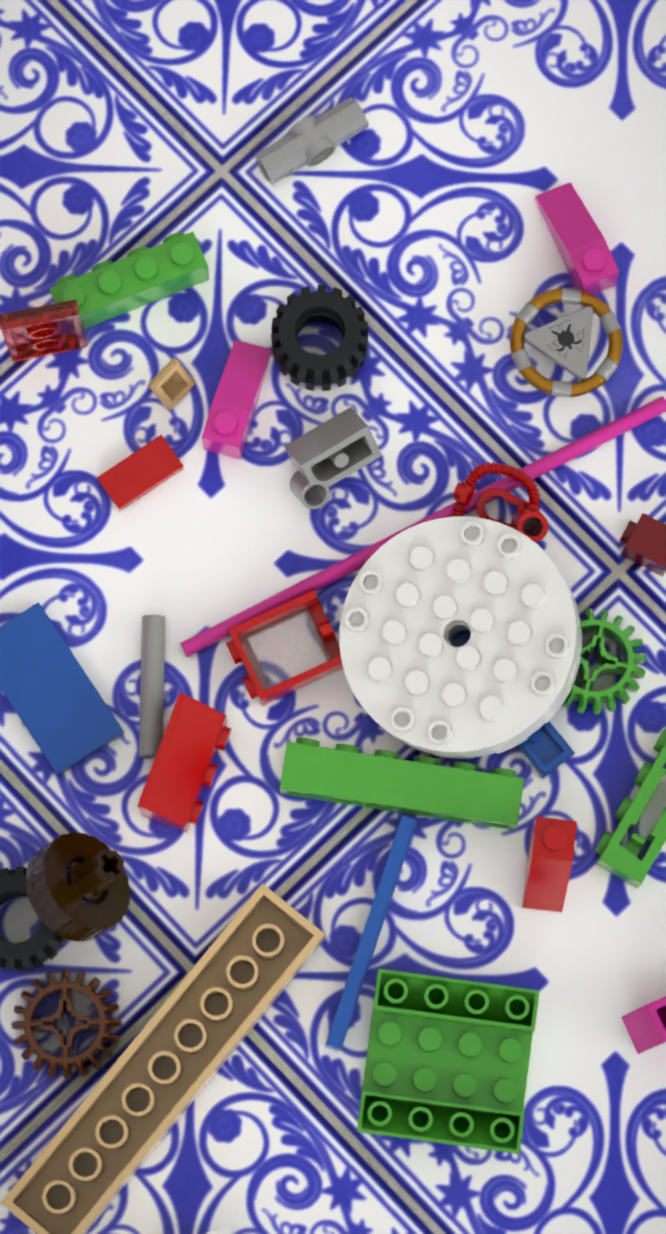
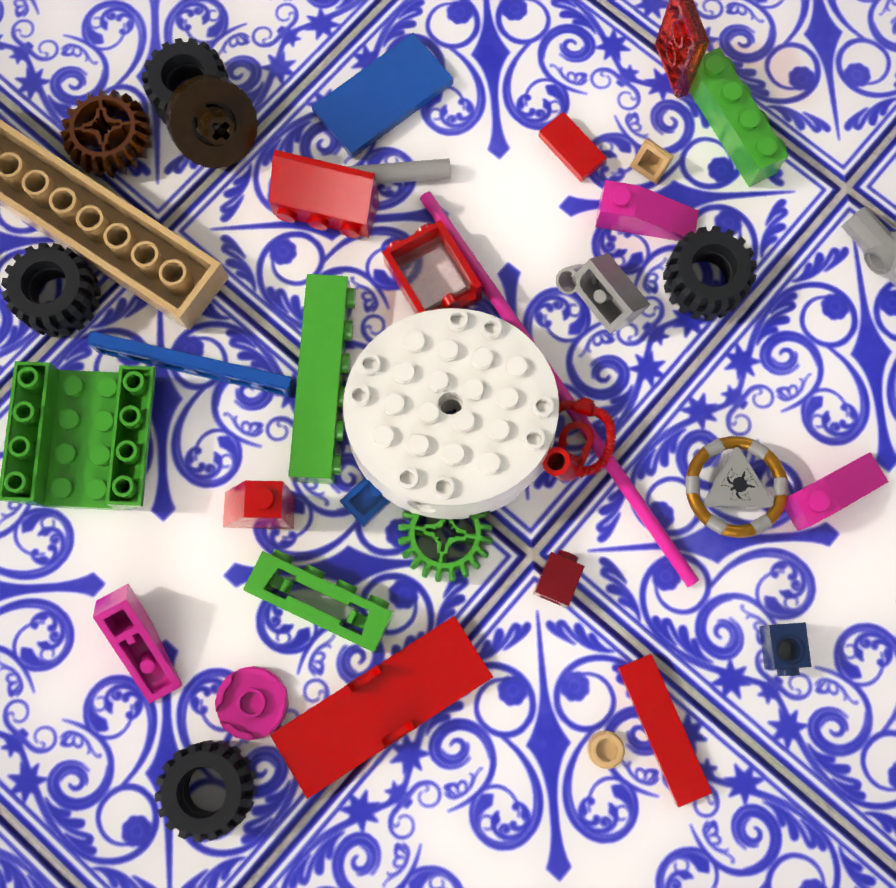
camera: 85 degrees right, 0 degrees up
(266, 1057) = (33, 272): none -> black tyre

